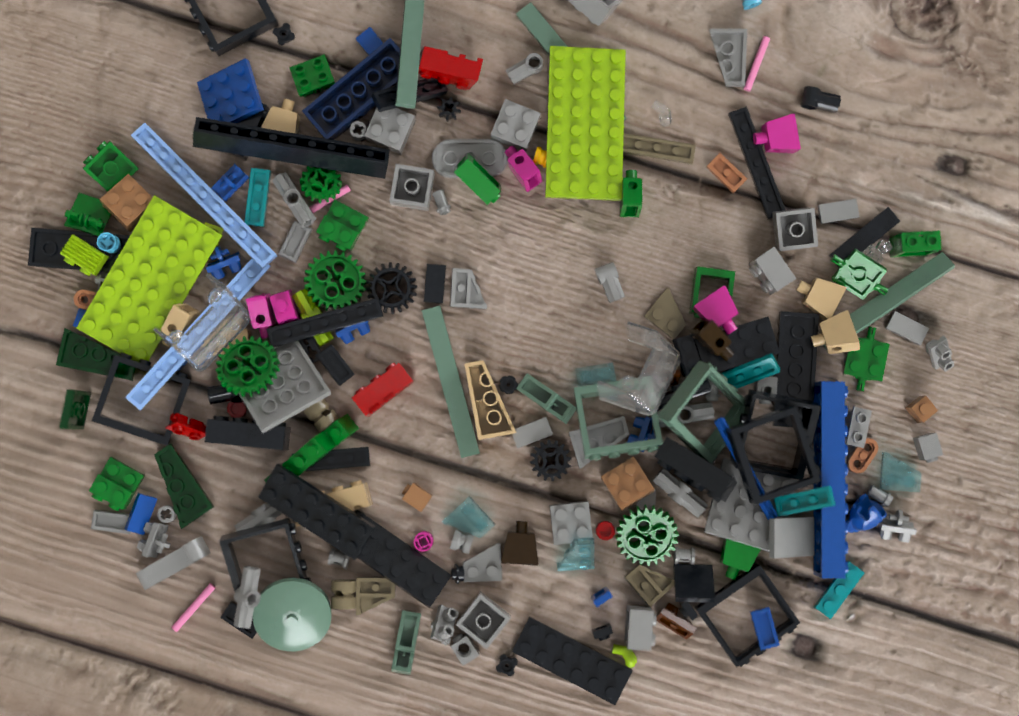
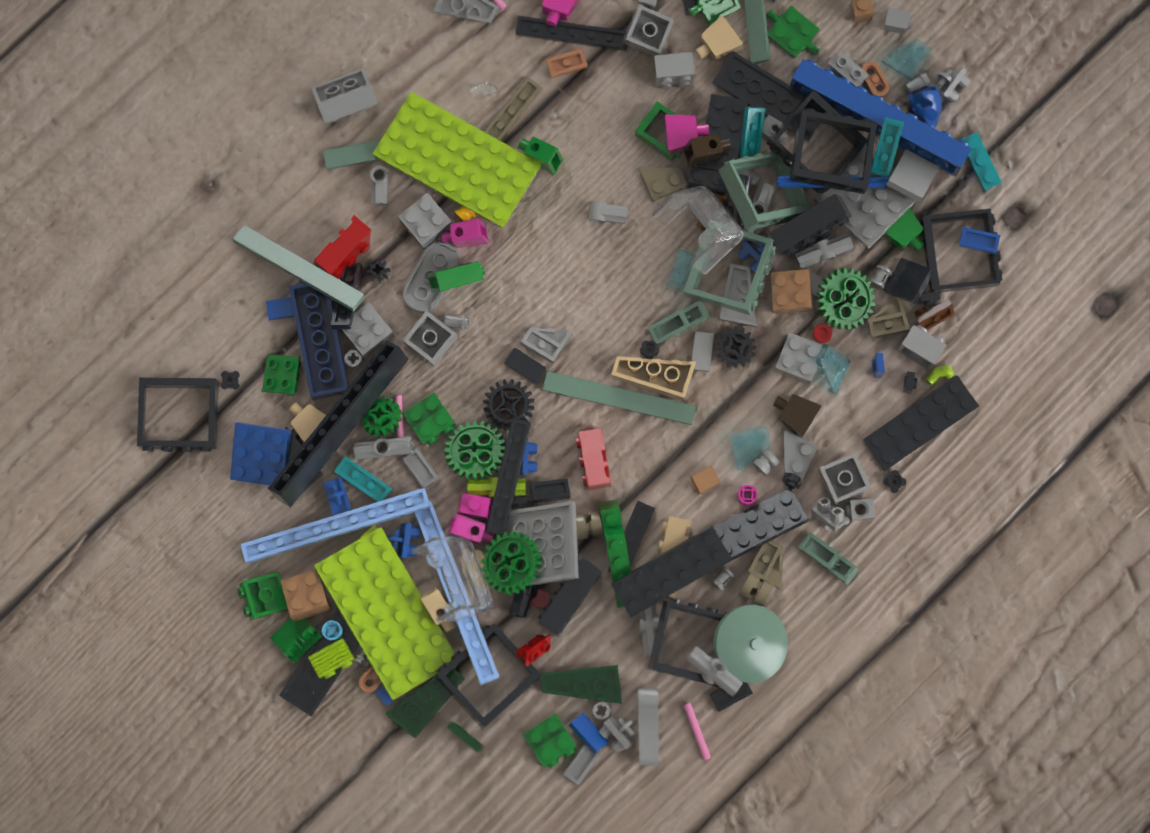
camera: 55 degrees left, 5 degrees down
(837, 334) = (759, 44): tan torso -> none

